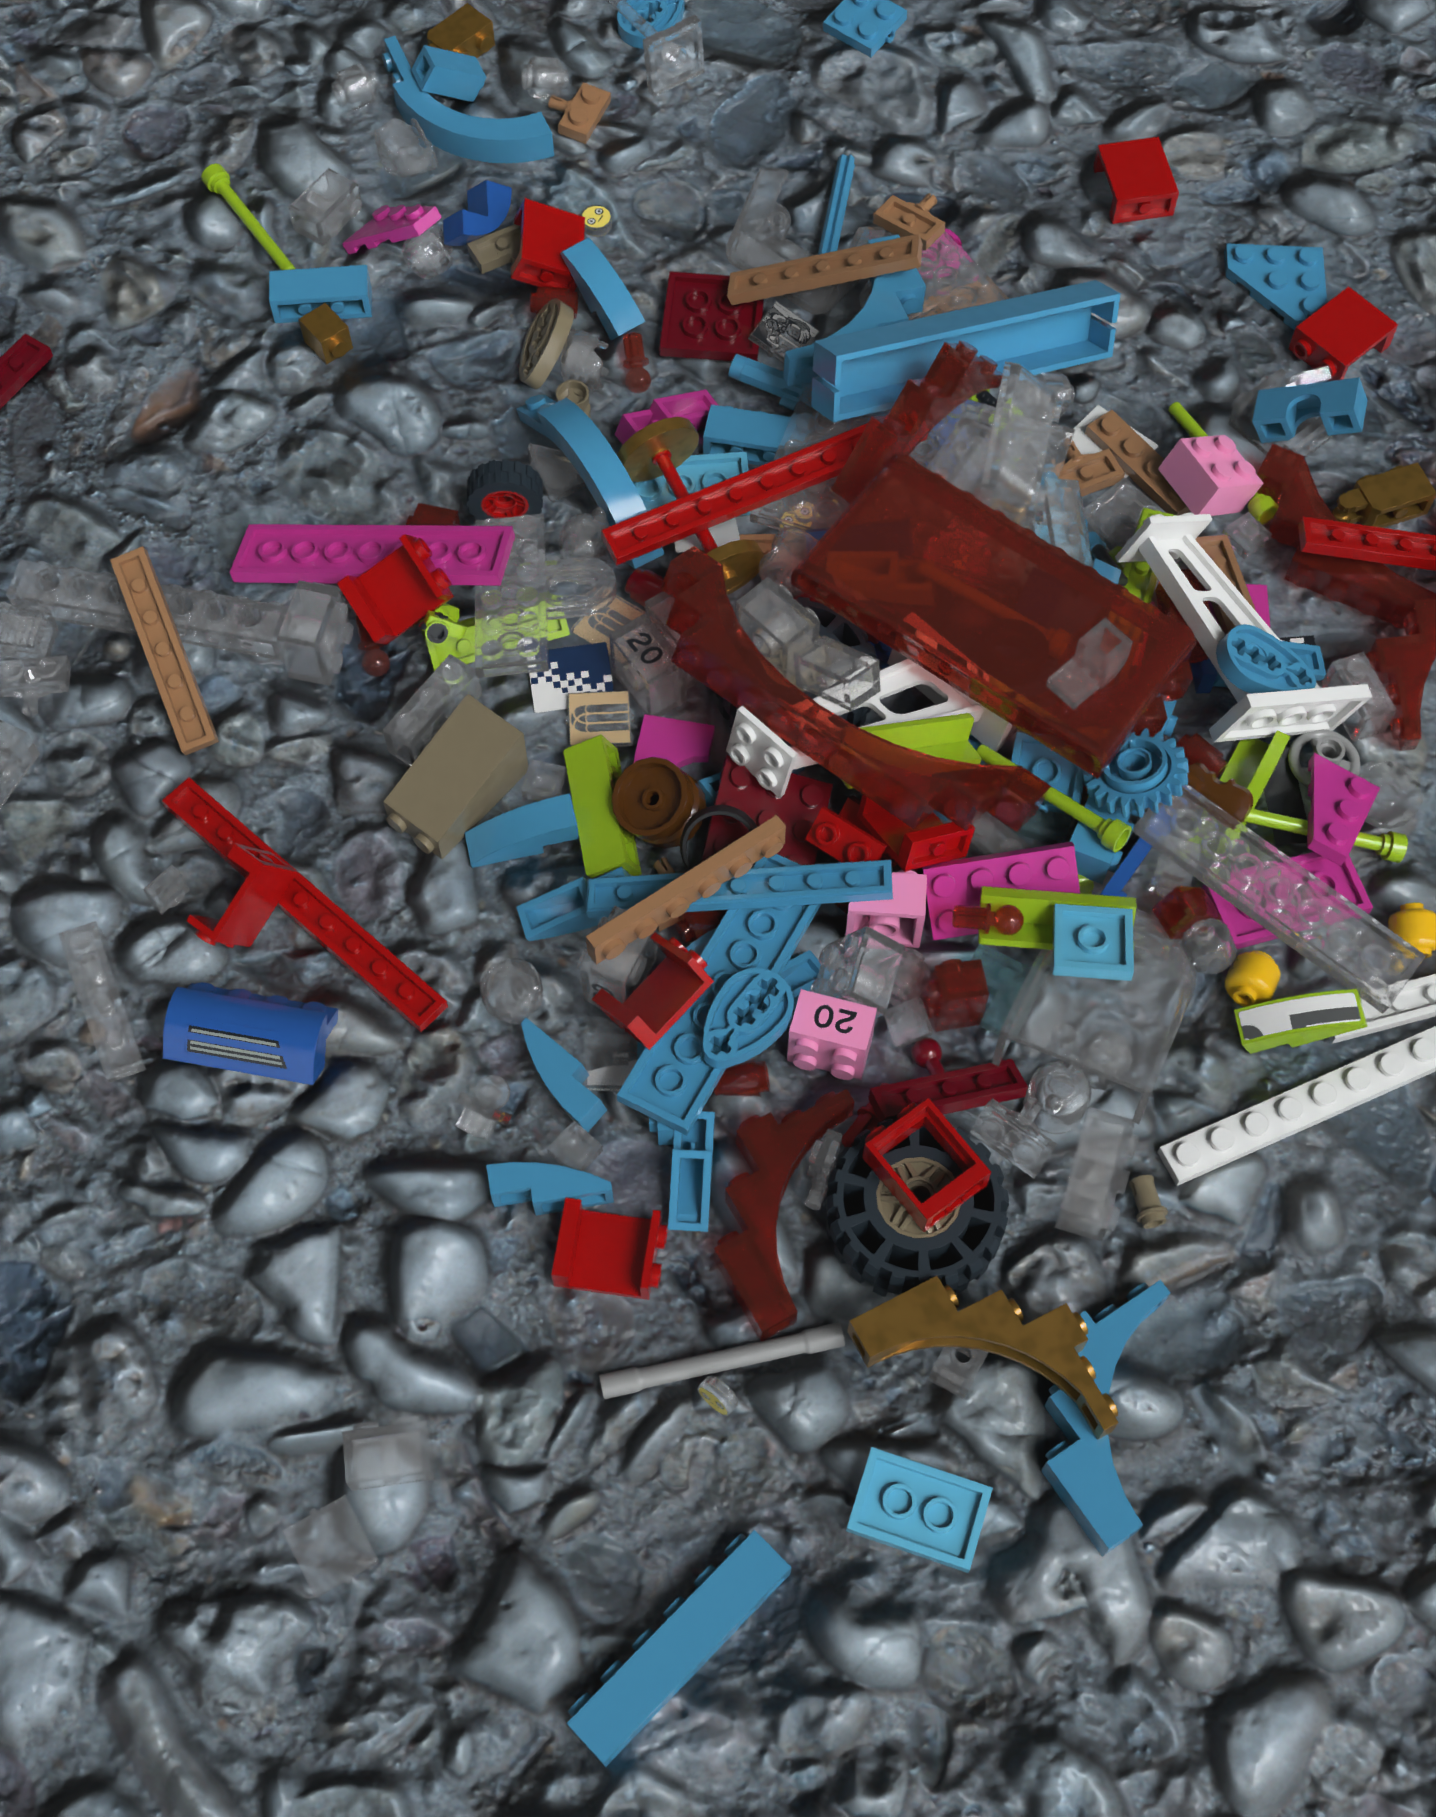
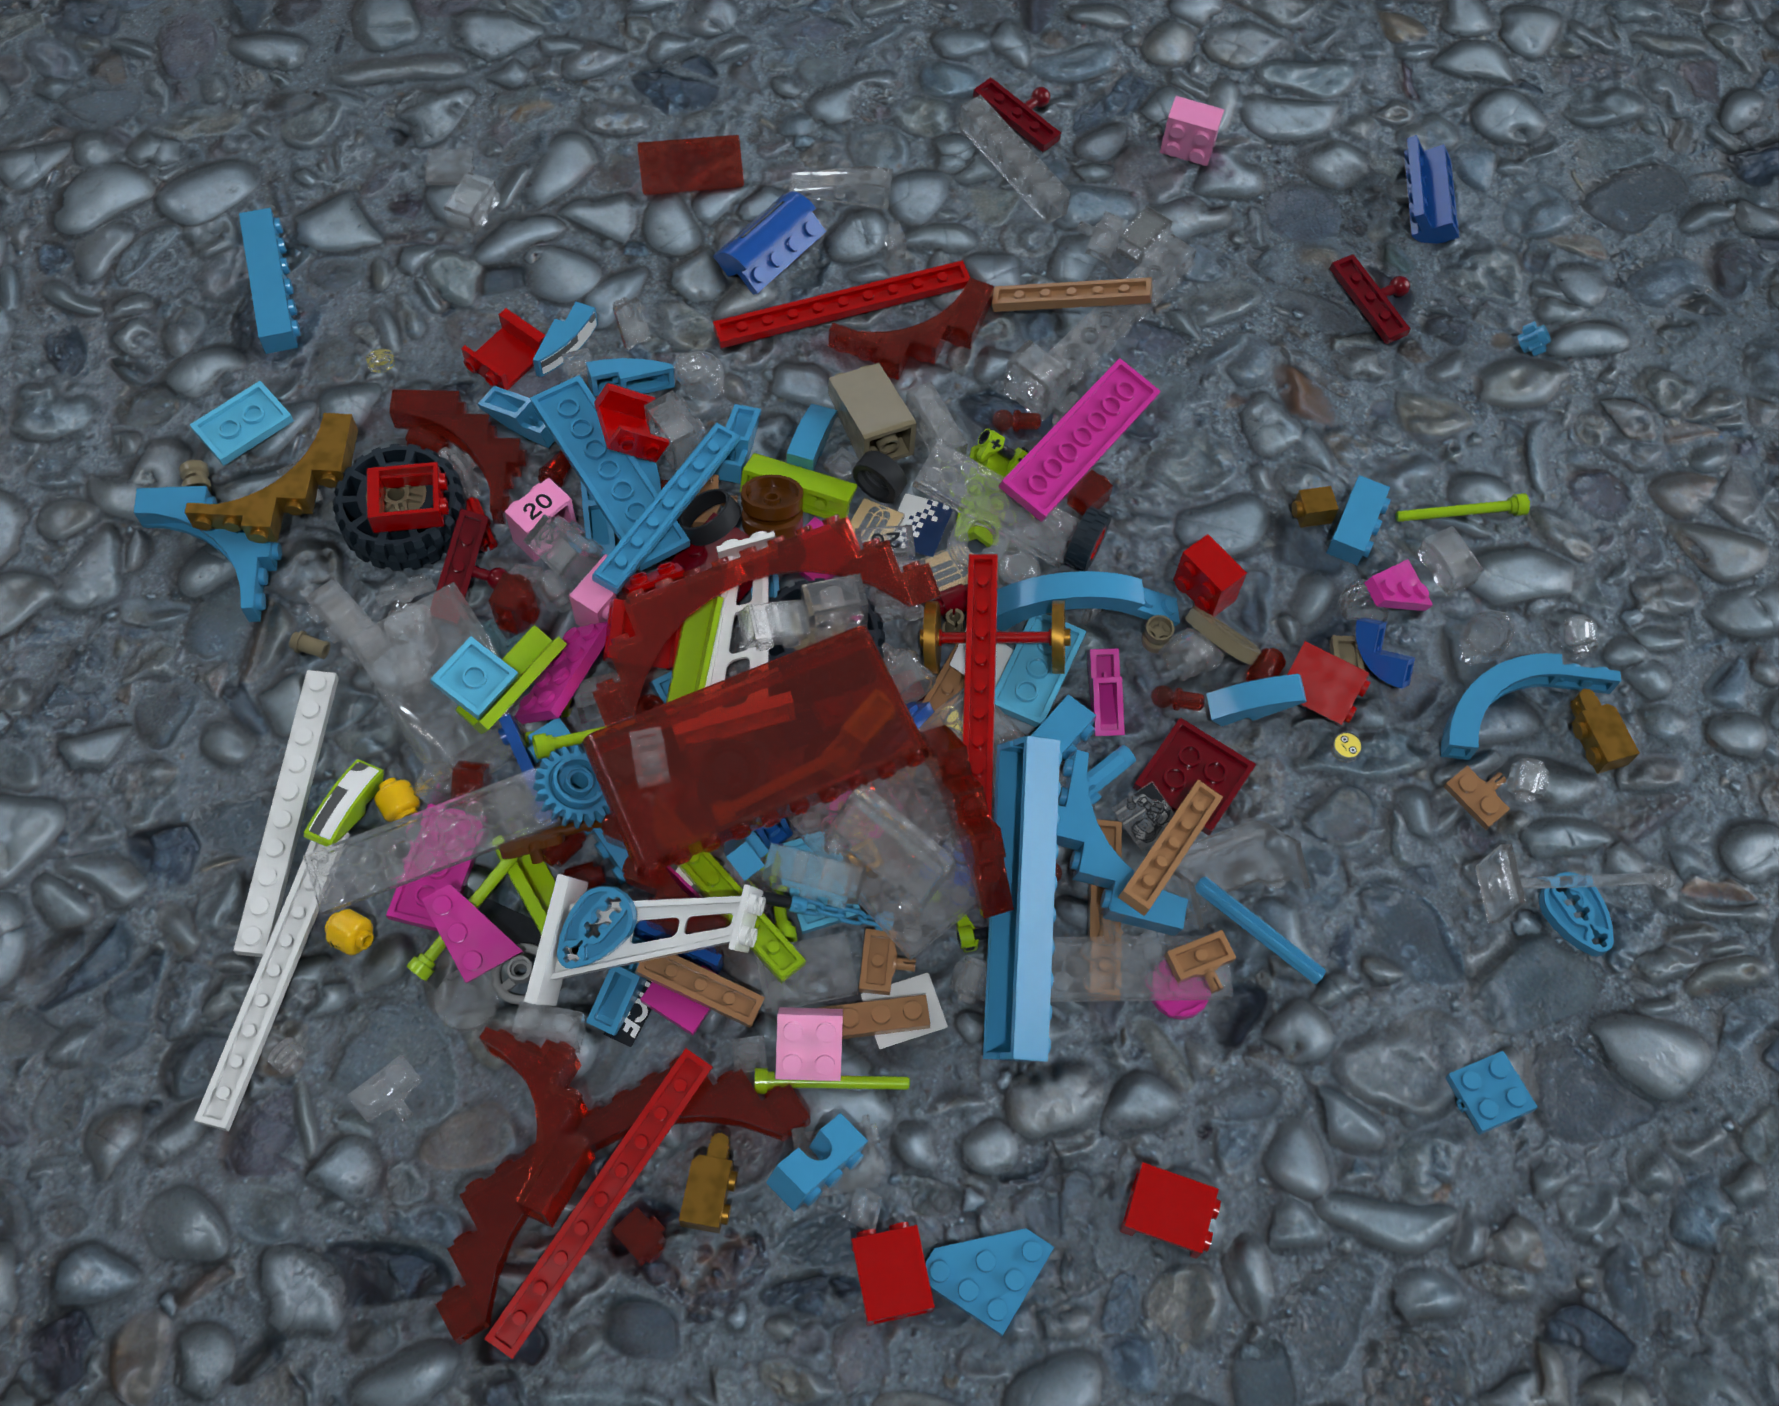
camera: 115 degrees right, 0 degrees up
(162, 1206) = (690, 164): none -> clear red bracket
(252, 903) = (852, 261): red panel -> none
(268, 763) = (923, 341): none -> clear red arch
(397, 590) = (1031, 423): red panel -> none
(448, 73) = (1557, 702): dark azure brick -> none
(483, 376) = (1209, 576): none -> red brick
(544, 725) = (879, 476): none -> black tyre
(677, 896) = (676, 473): medium nougat plate -> none
(765, 1027) = (562, 467): dark azure piece -> none
(801, 1252) = (426, 438): none -> clear red brick
(808, 1341) = (376, 422): light grey piece -> none
(1006, 919) = (532, 643): clear red axle -> none
(1037, 1501) = (195, 474): none -> dark tan wheel

